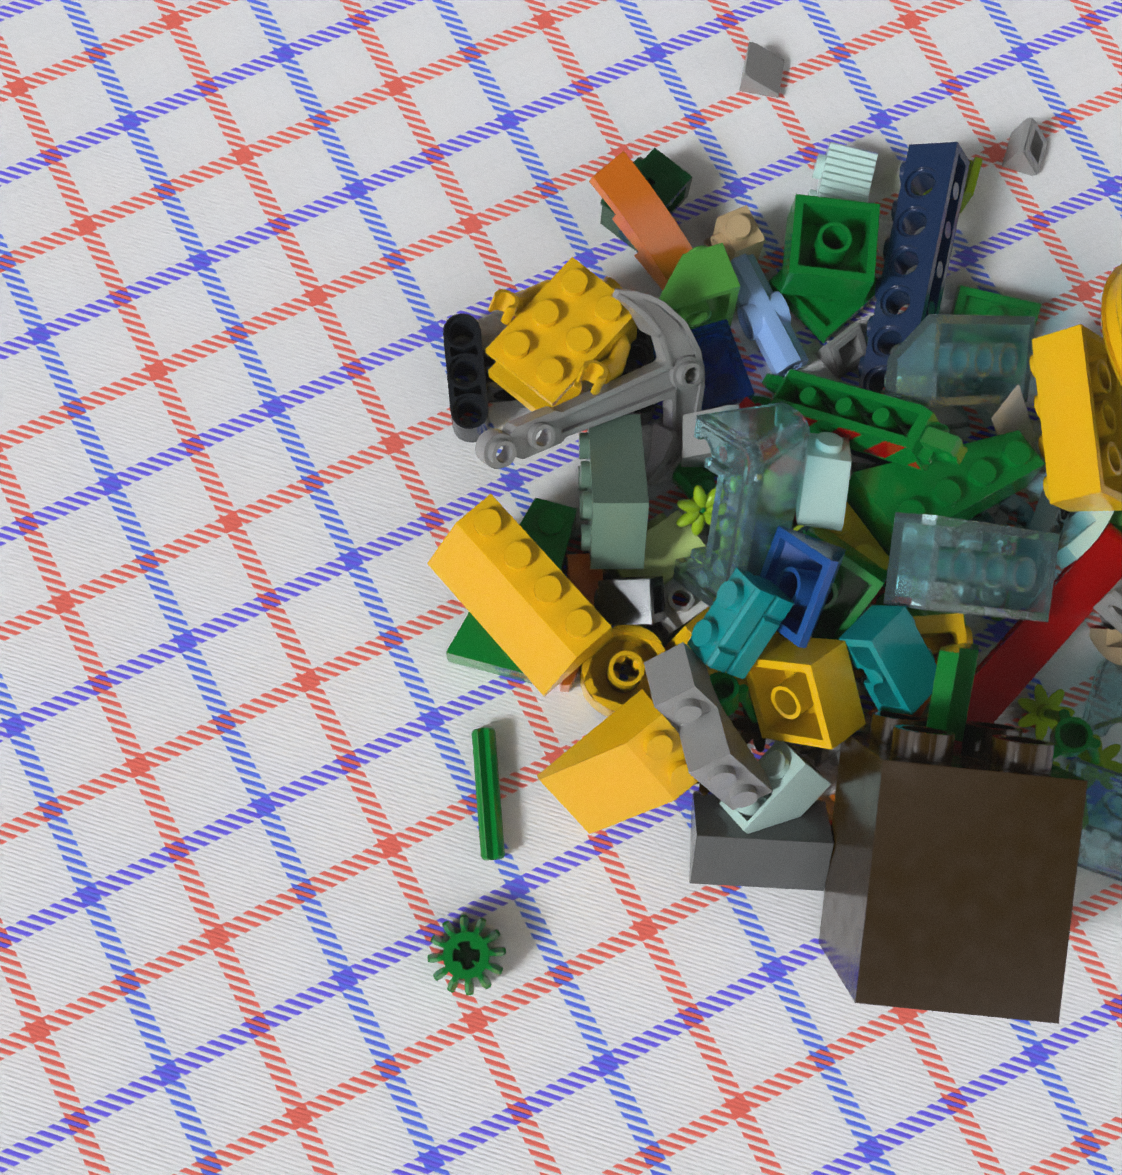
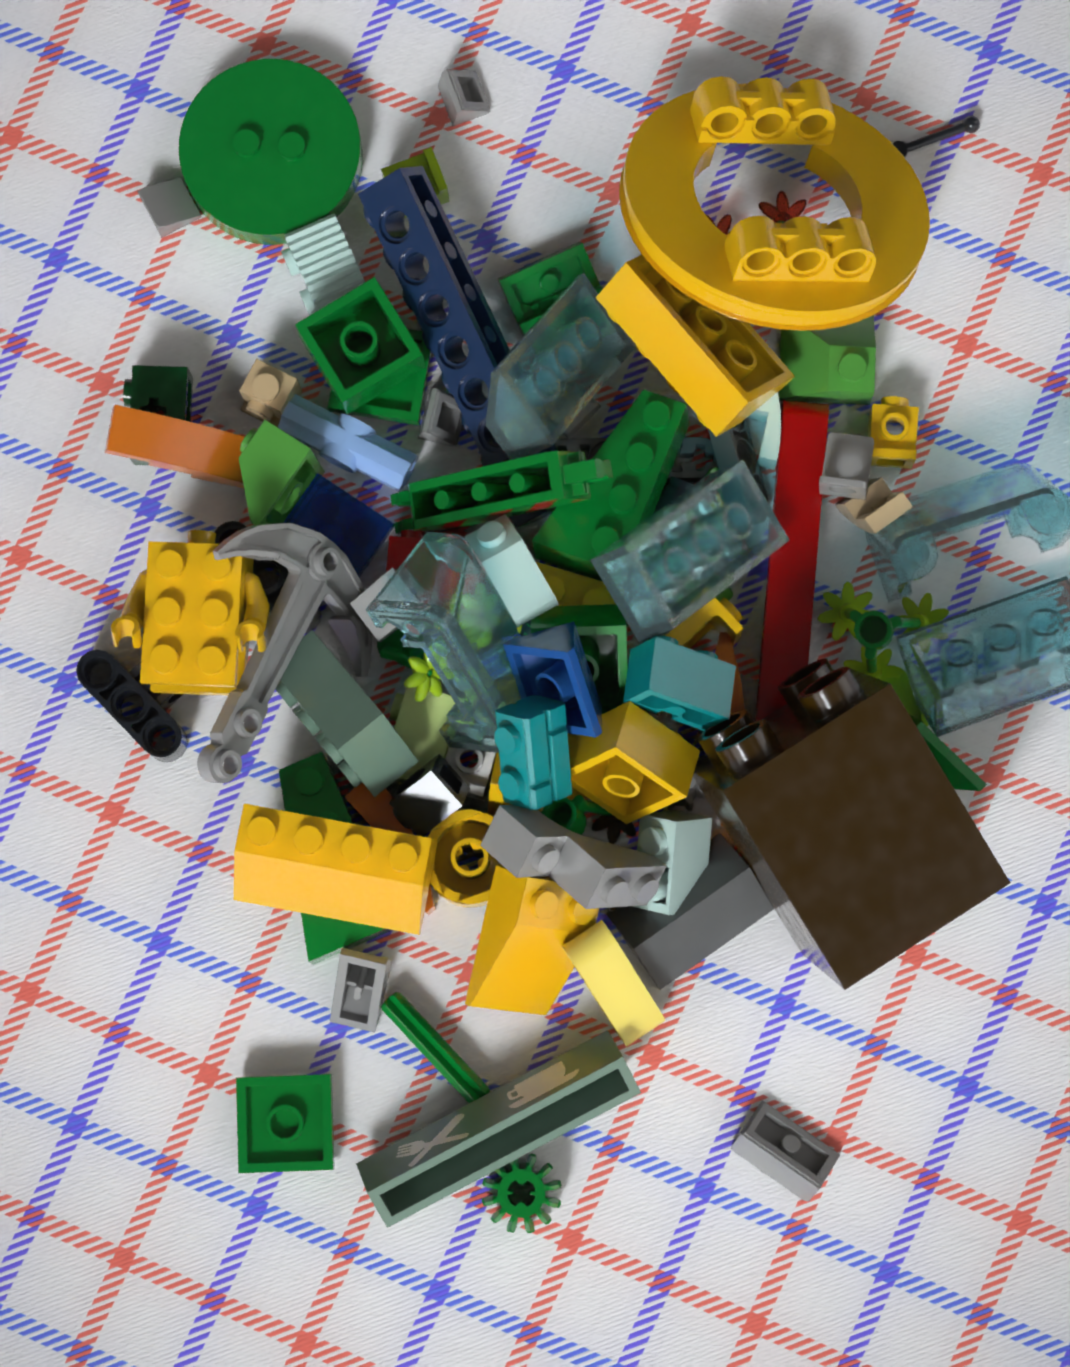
camera: 25 degrees left, 5 degrees up
(333, 760) = (285, 1123): none -> green plate
(468, 704) = (359, 989): none -> light grey slope
(487, 891) = (497, 1128): none -> sand green brick
(661, 849) = (613, 983): none -> light yellow beam
(692, 1086) = (785, 1151): none -> light grey slope
(862, 83) = (270, 149): none -> green brick
(953, 688) = (746, 671): green slope -> none
(1013, 416) = (633, 374): white sticker -> none

